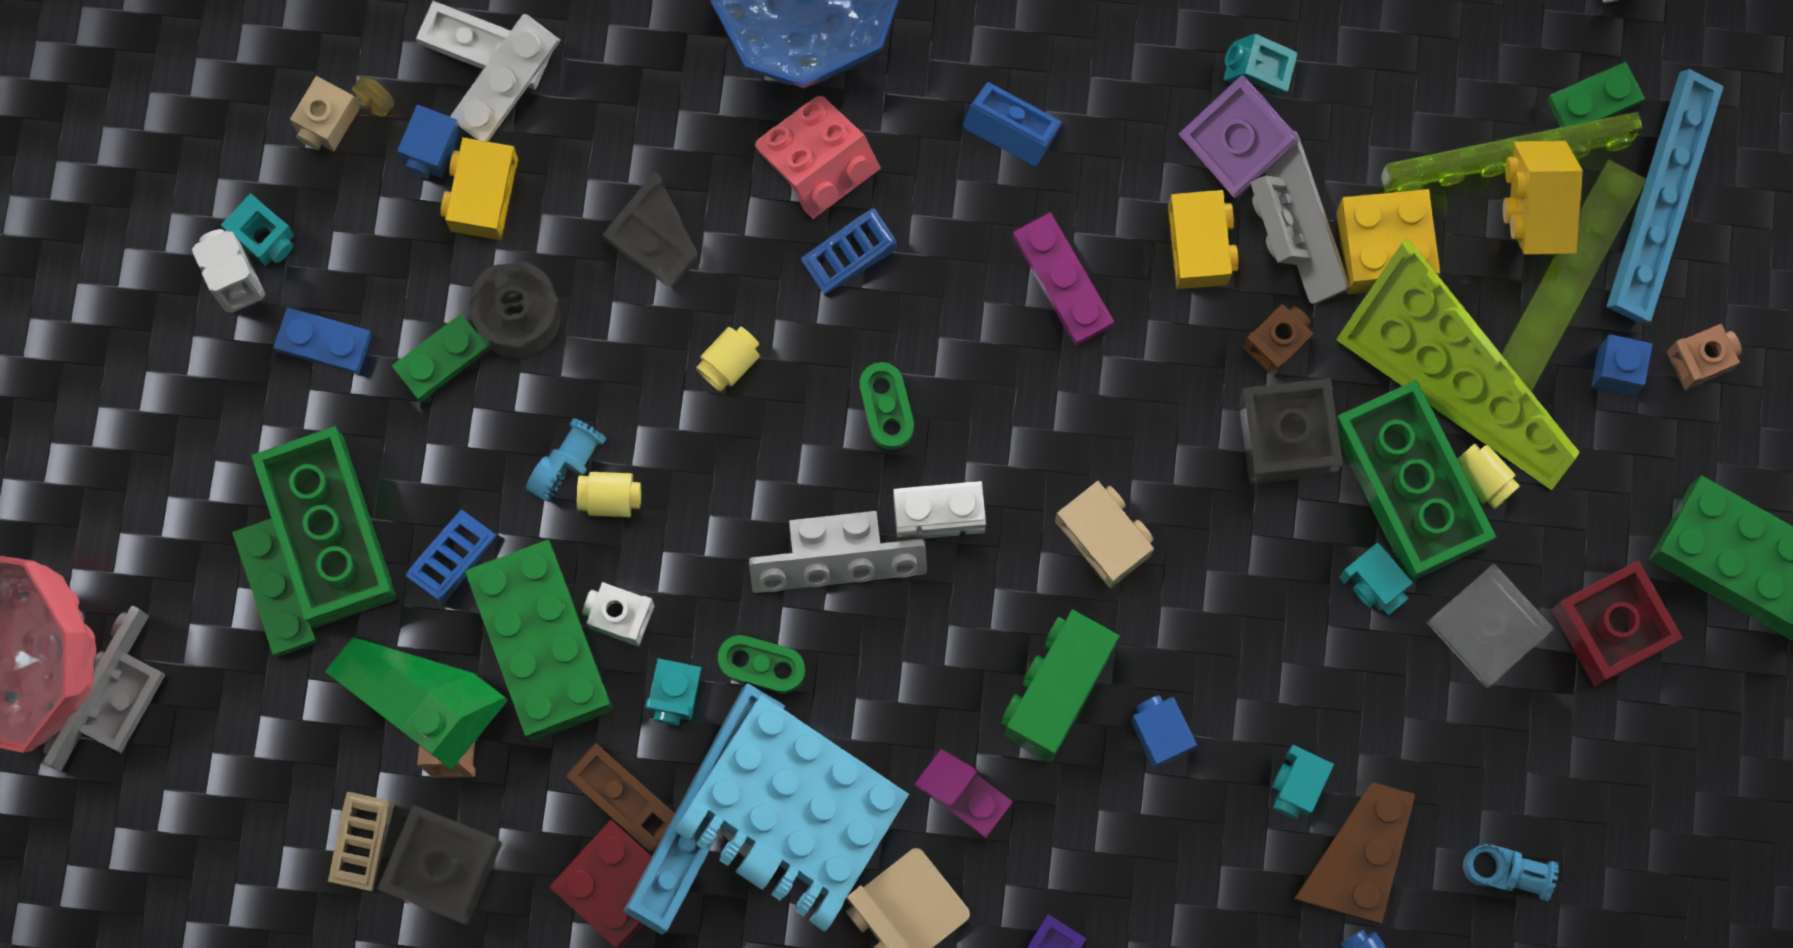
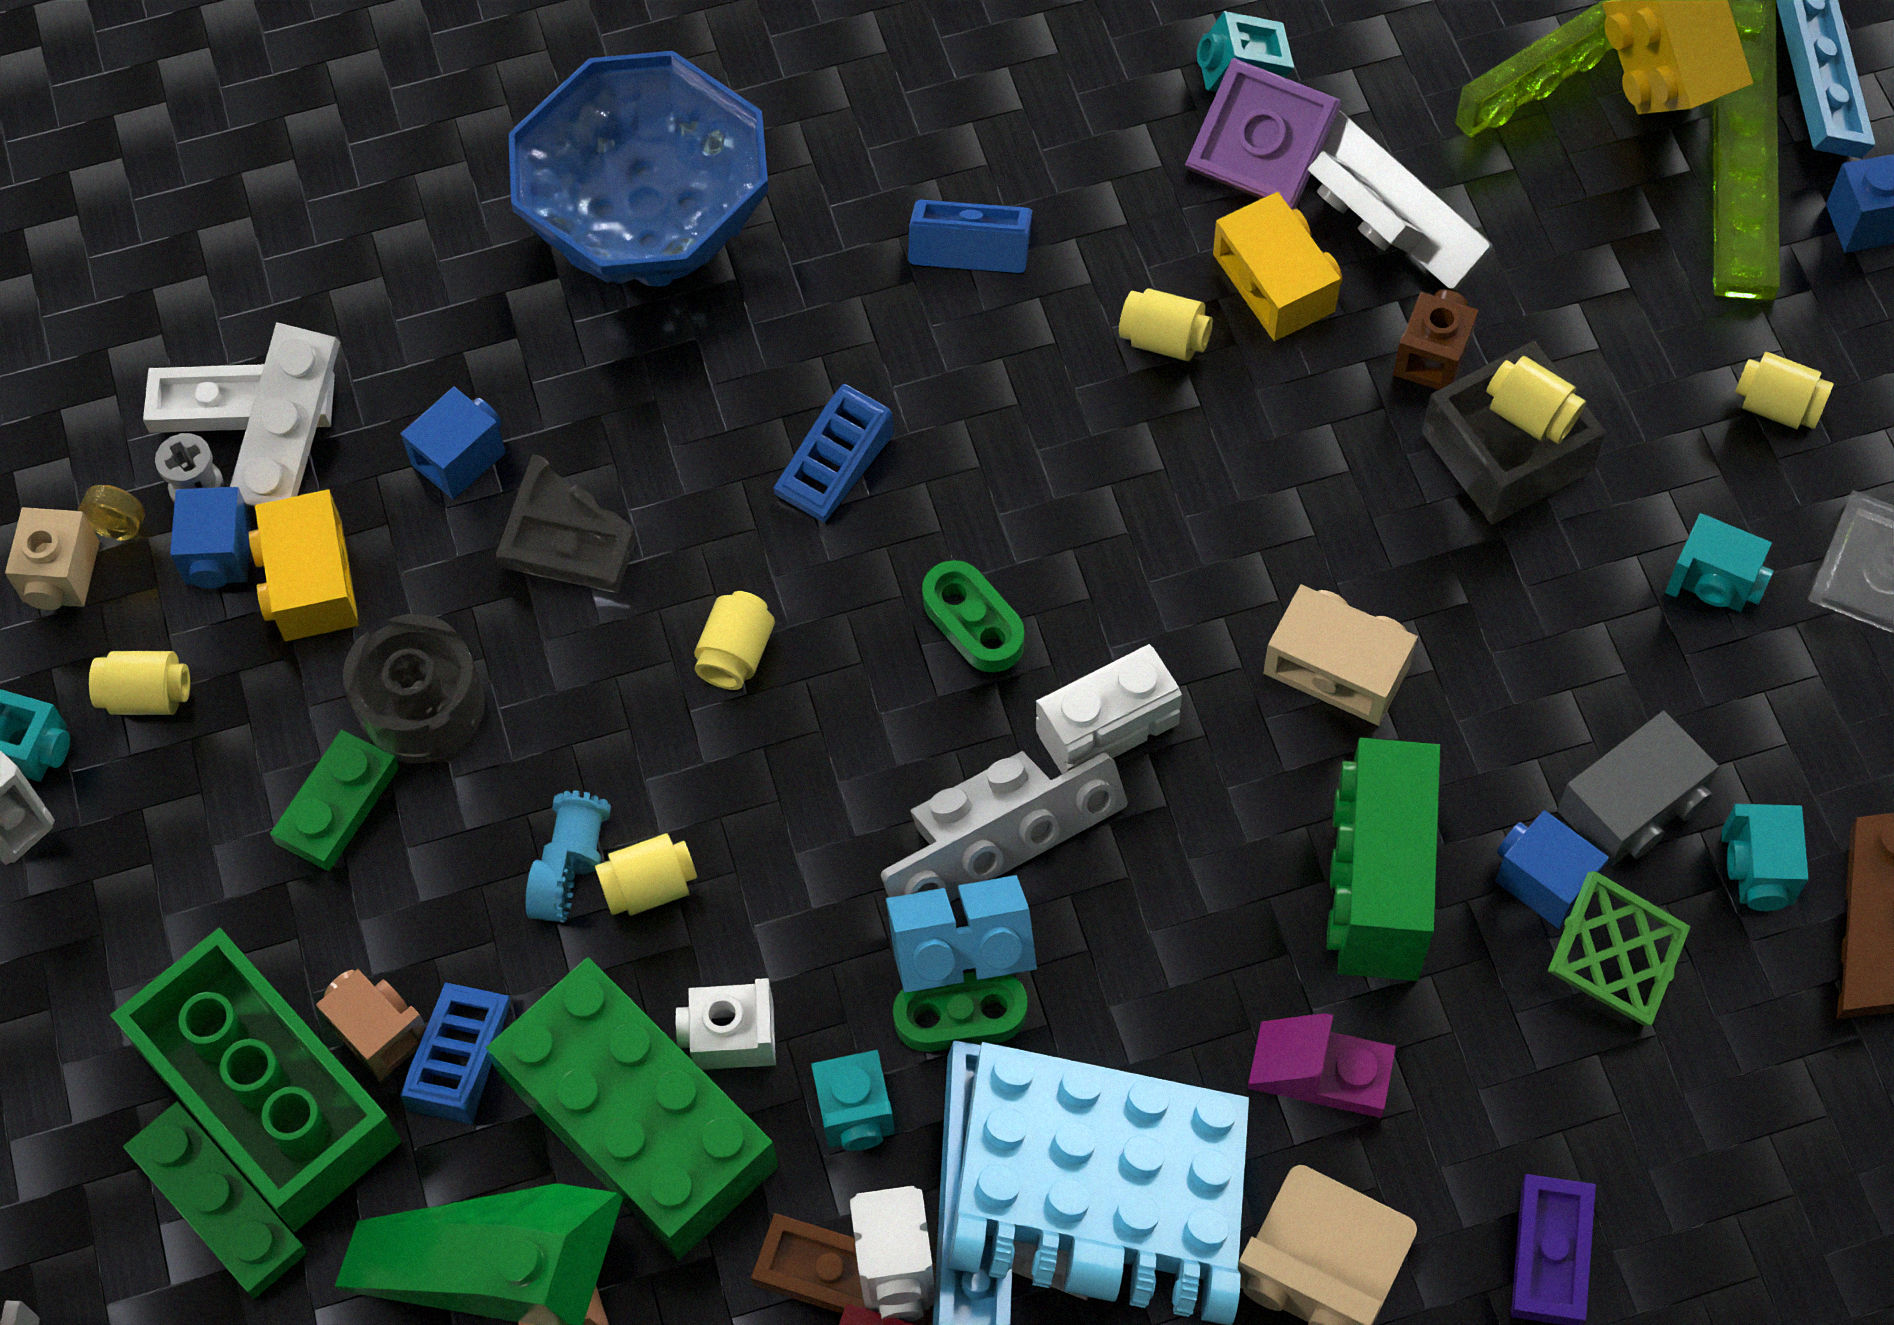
camera: 20 degrees left, 15 degrees down
(322, 341) = (159, 844): blue plate -> none
(348, 227) = (139, 683): none -> light yellow brick
(406, 517) = (372, 1021): none -> nougat brick
(420, 86) = (197, 465): none -> light grey bush
(609, 139) = (454, 441): none -> blue brick
(647, 806) = (893, 1252): none -> white brick
(758, 623) = (935, 952): none -> dark azure piece
(819, 154) = (745, 351): coral bracket -> none
(1063, 279) = (1126, 382): magenta plate -> none
(1106, 250) = (1165, 324): none -> light yellow brick
(1155, 778) = (1601, 991): none -> bright green window
(1245, 706) = (1639, 789): none -> dark grey brick
(1302, 426) = (1535, 399): none -> light yellow brick
(1375, 228) = (1511, 176): yellow brick -> none
(1413, 481) = (1704, 426): green brick -> none
(1422, 333) = (1644, 269): lime wing -> none

